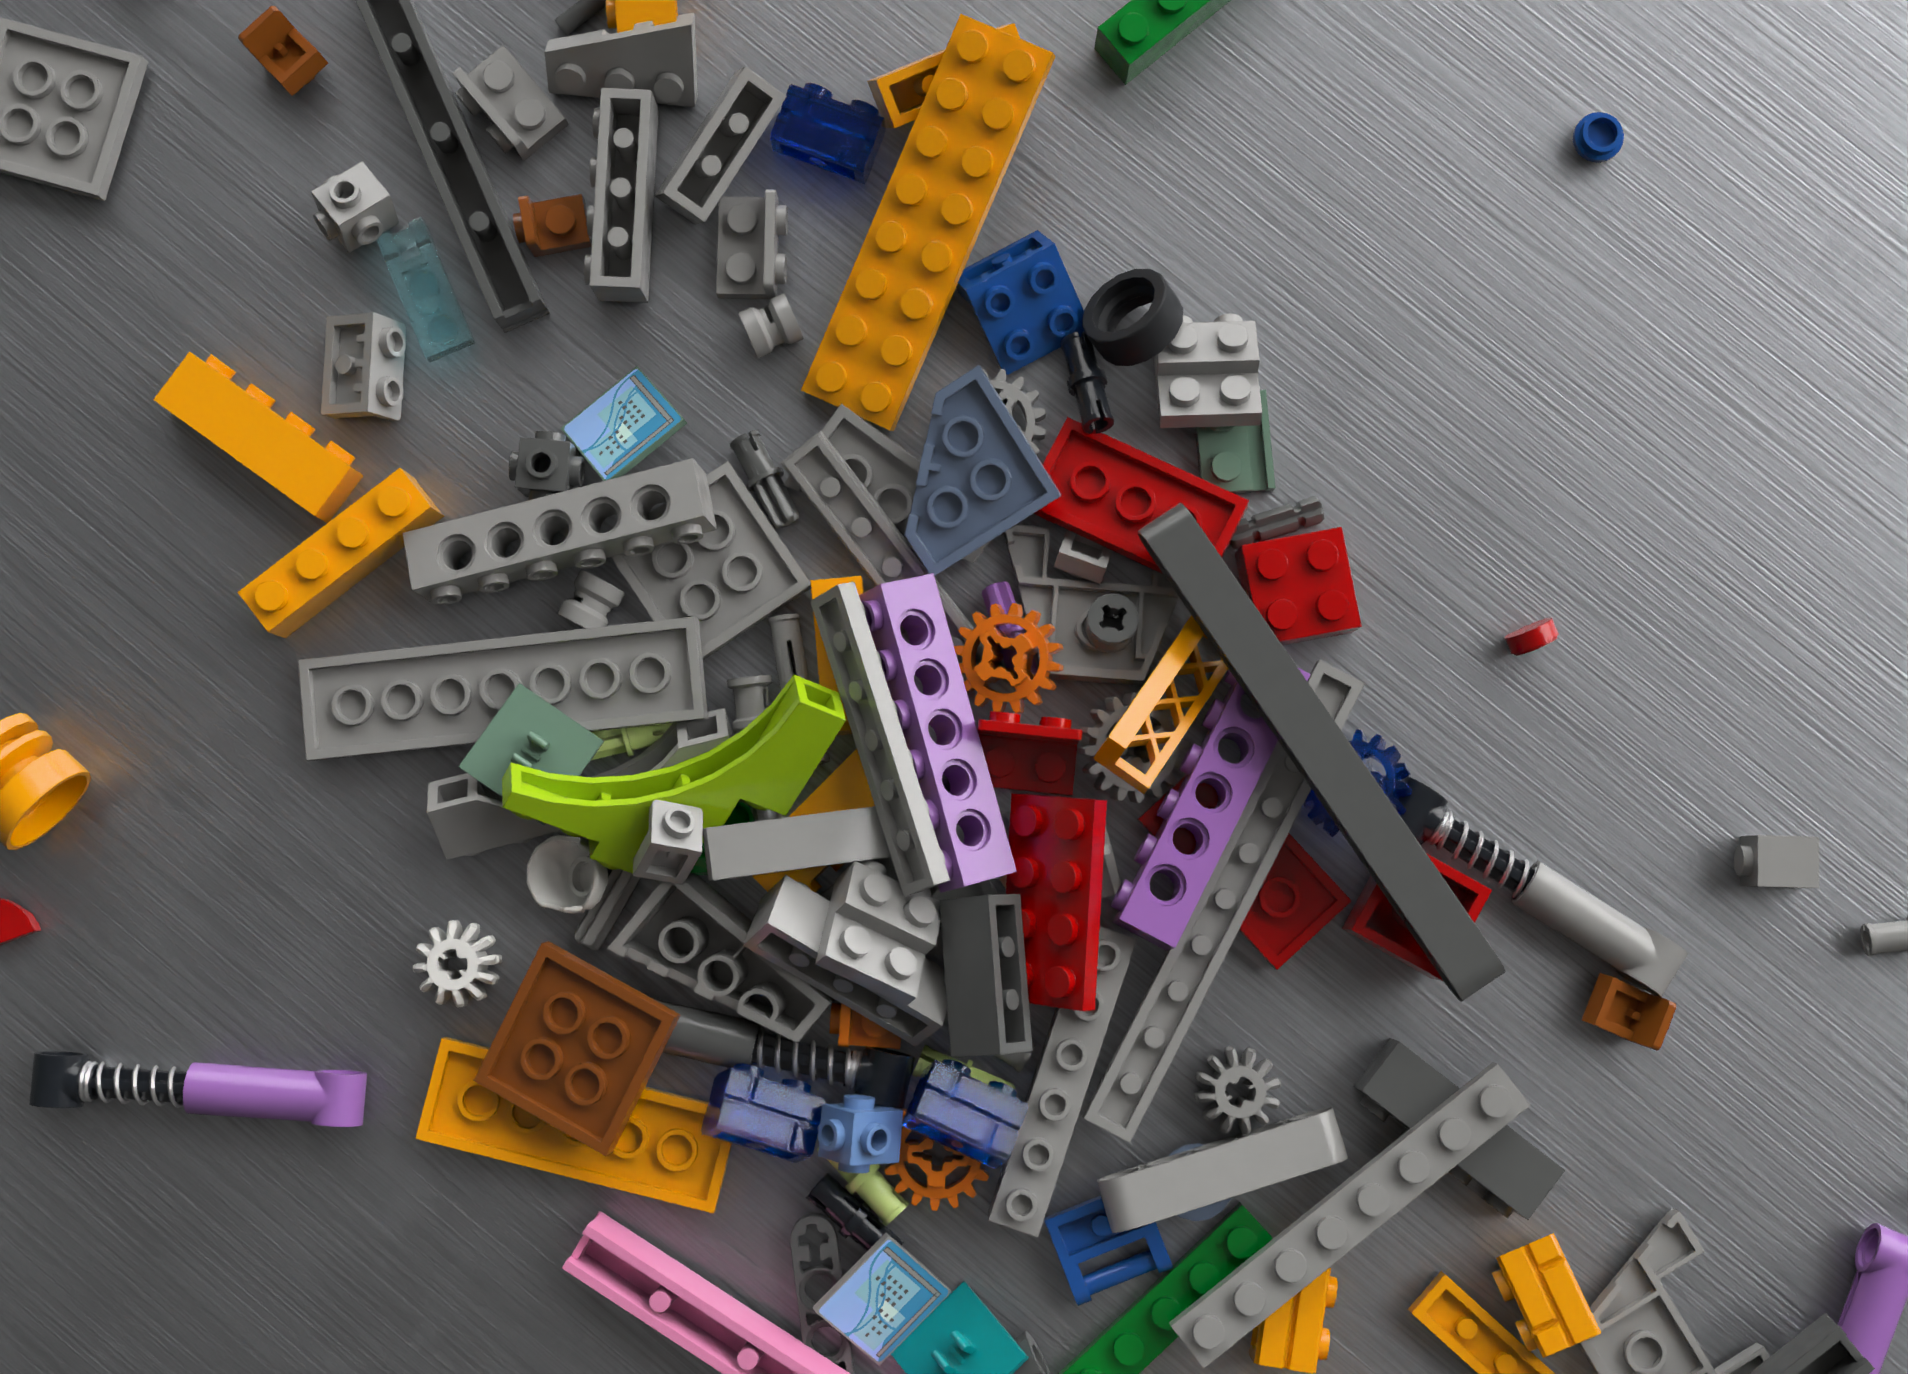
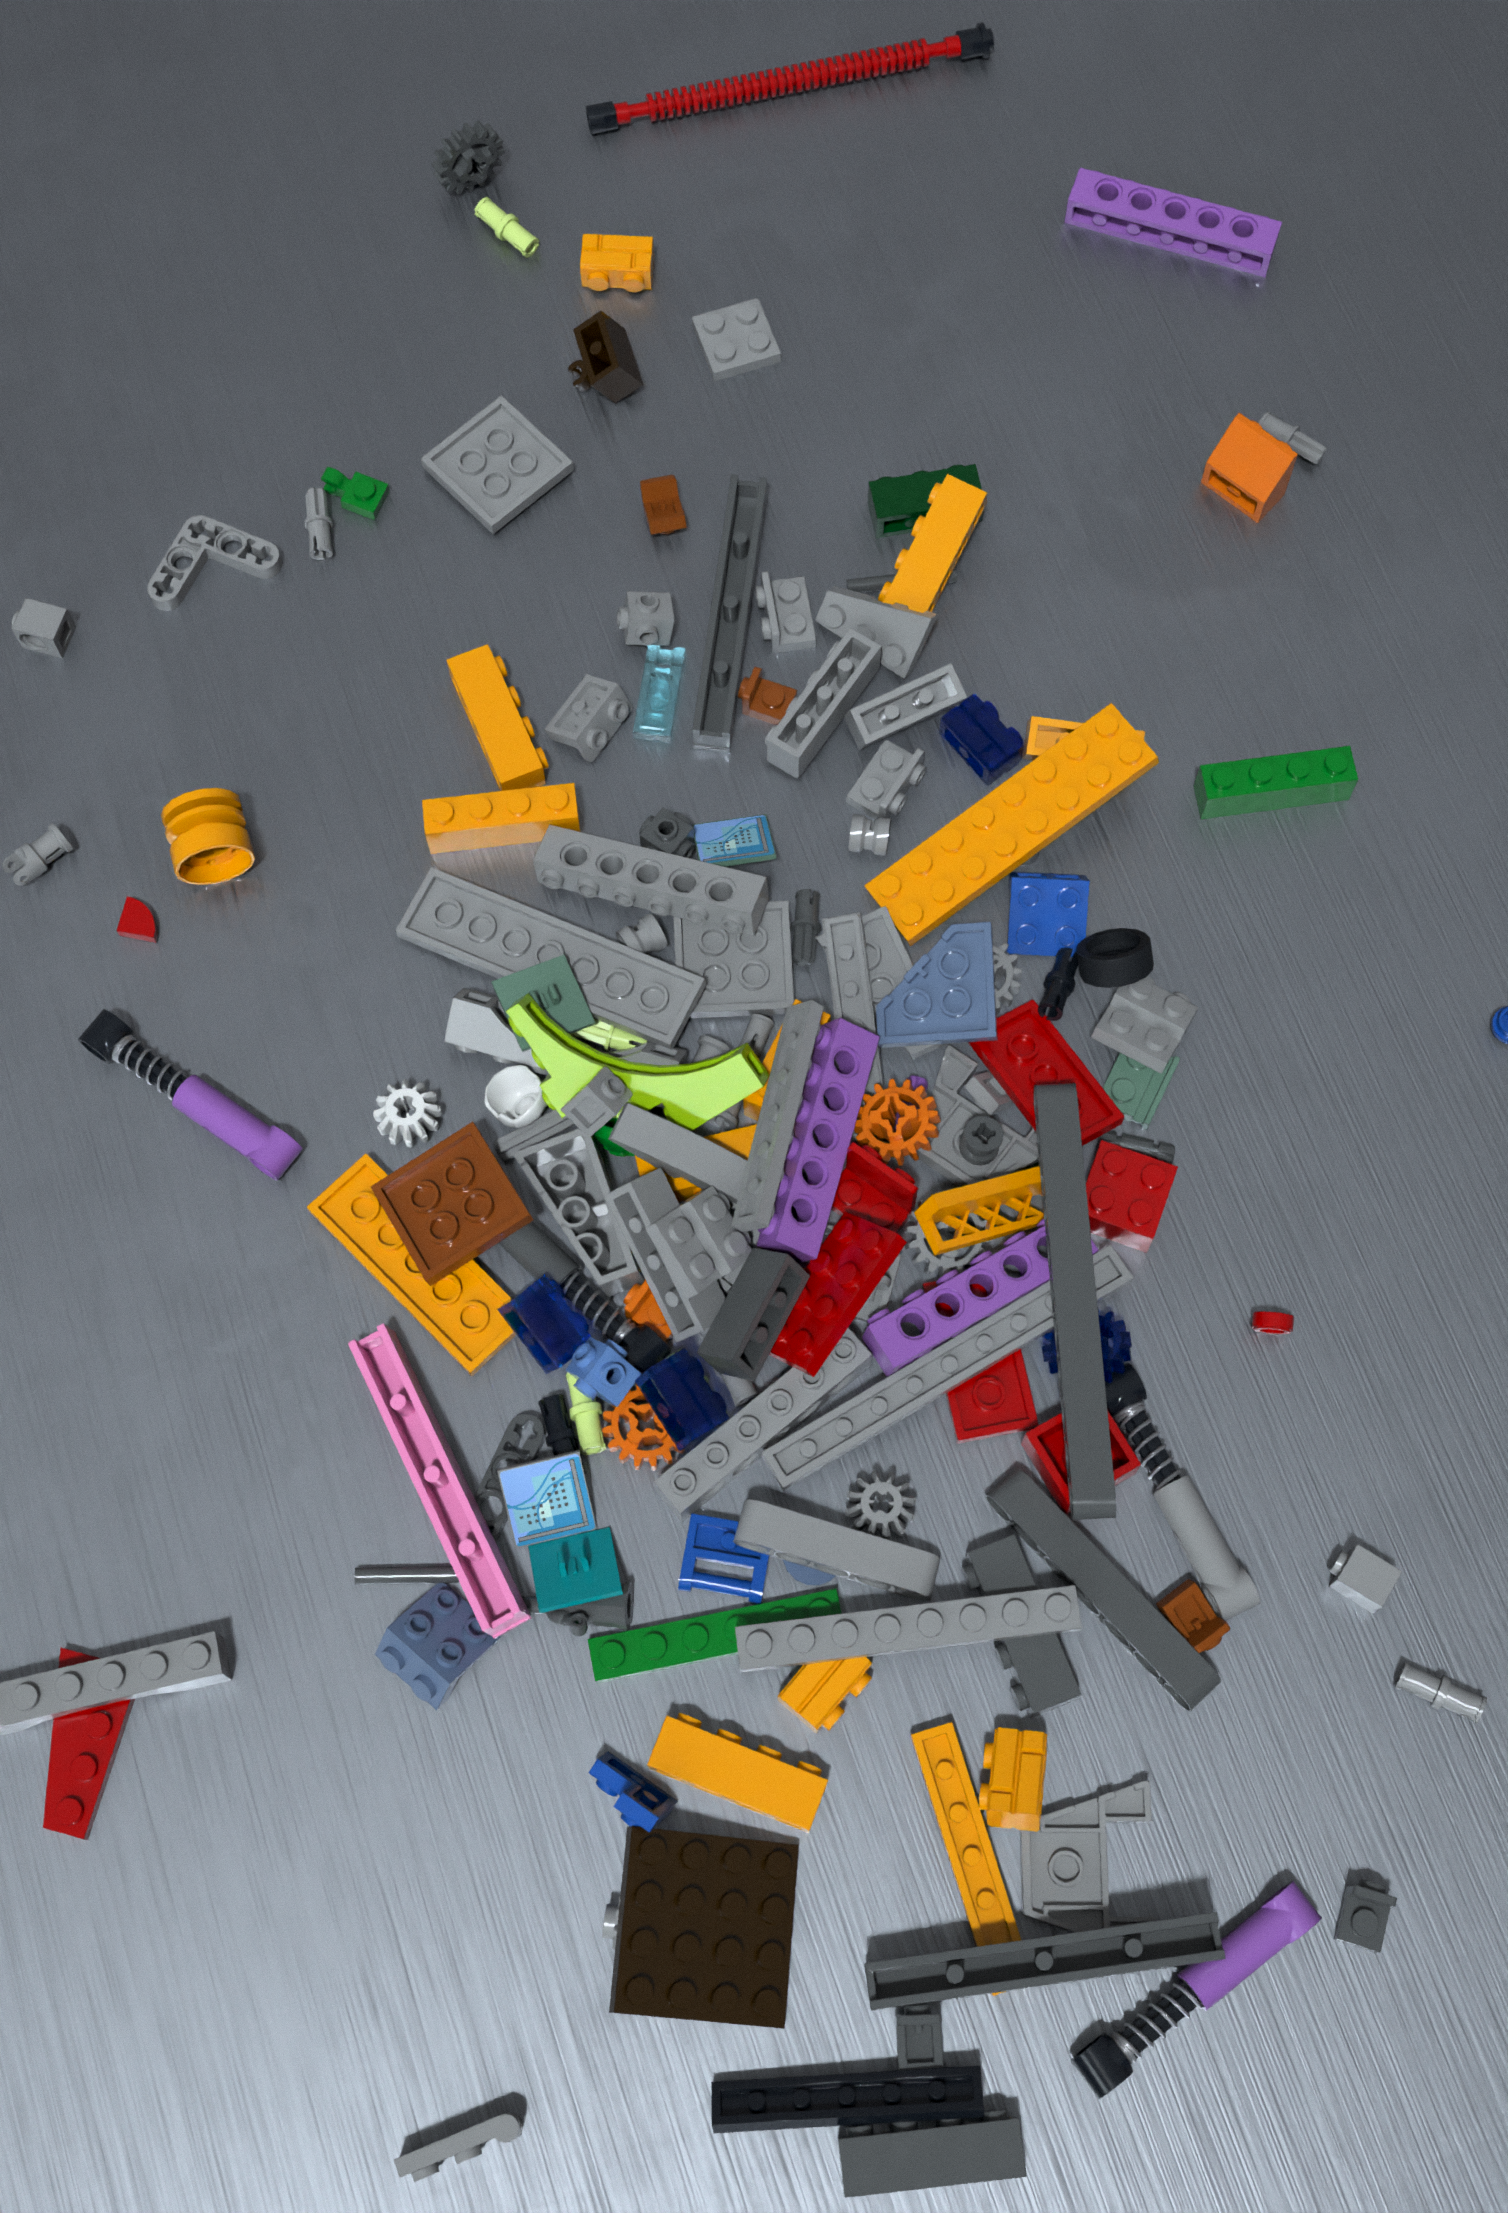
camera: 30 degrees right, 15 degrees down
(1516, 1036) = (1103, 1589): none -> dark grey beam

